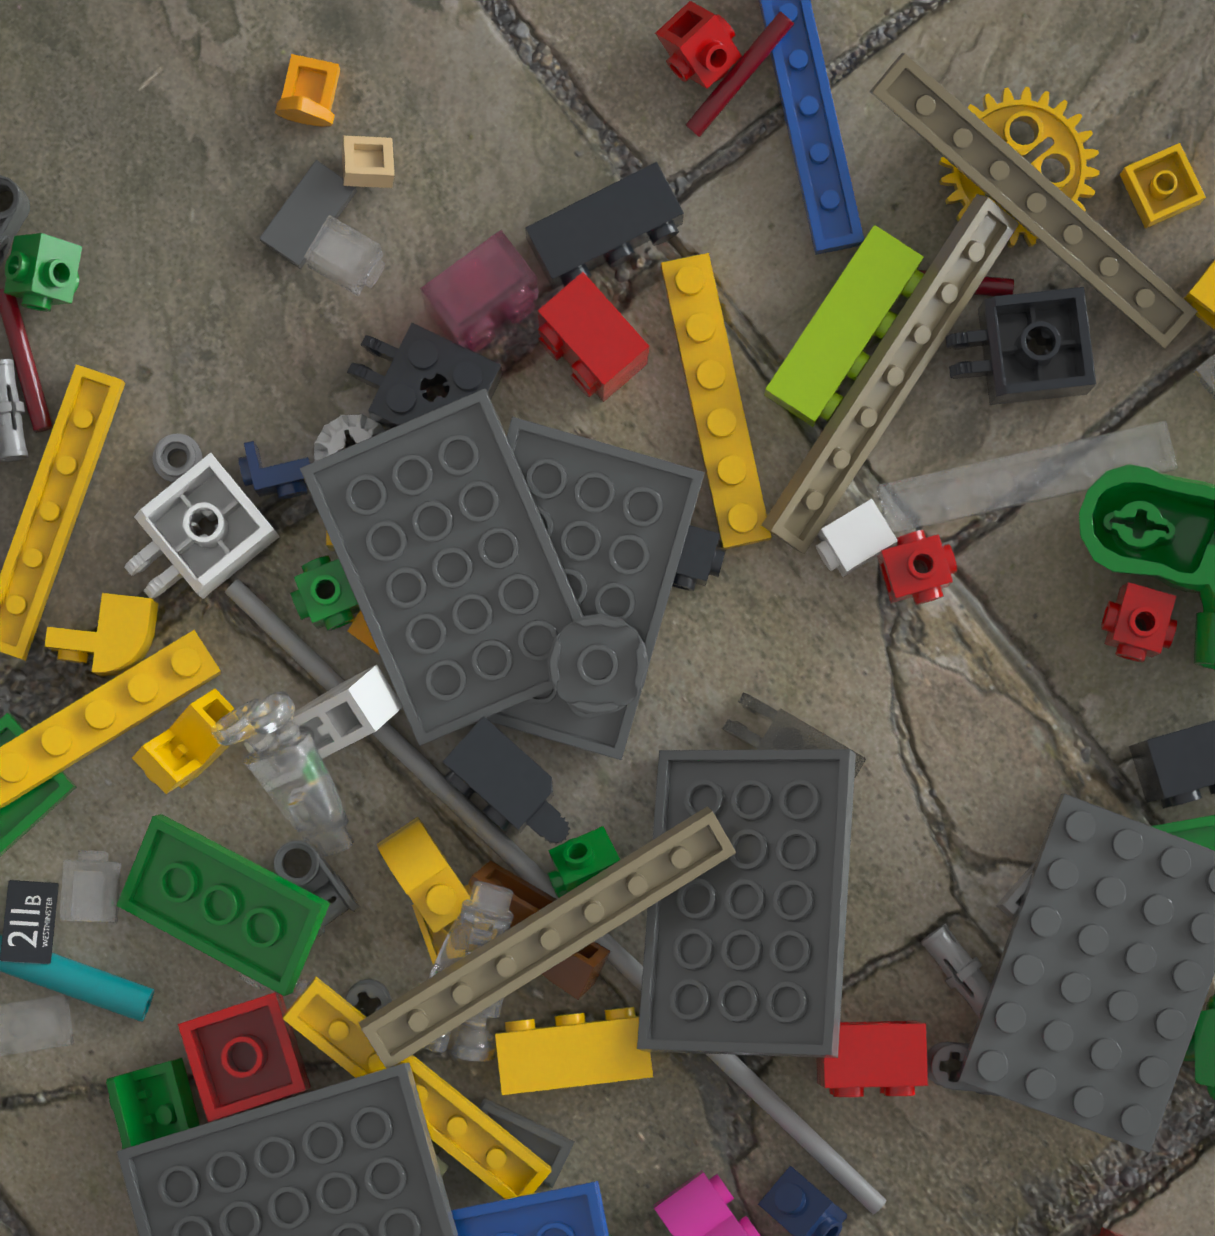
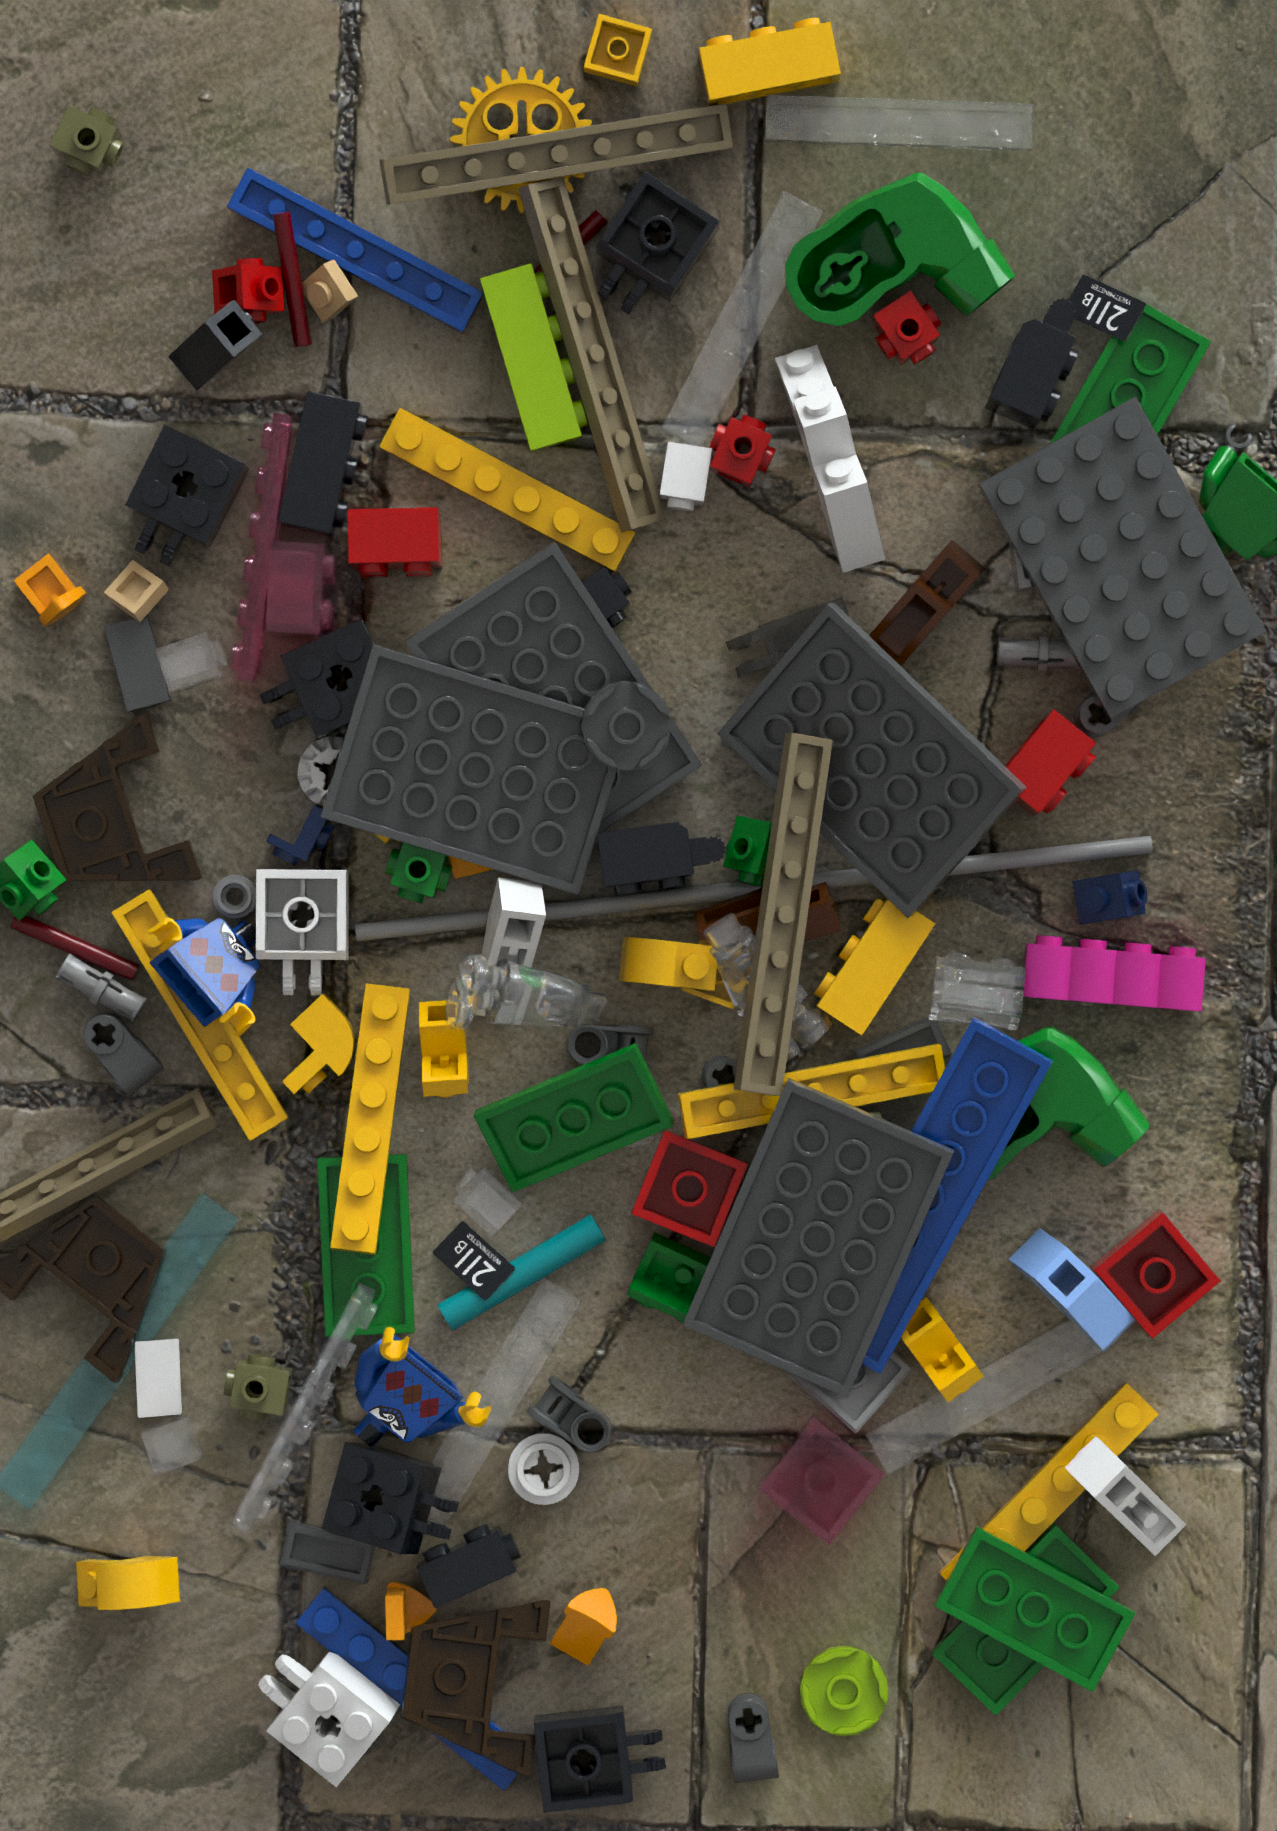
camera: 45 degrees left, 5 degrees up
(93, 483) = (209, 968): none -> blue torso
(140, 287) = (93, 824): none -> dark brown wing
(473, 158) = (192, 516): none -> black hinge
(593, 174) = (265, 528): none -> clear pink plate
(625, 1163) = (977, 990): none -> clear brick
(630, 52) = (215, 344): none -> black brick
(755, 112) = (328, 291): none -> tan plate
(923, 835) = (926, 602): none -> reddish brown slope
(975, 651) = (831, 458): none -> white arch

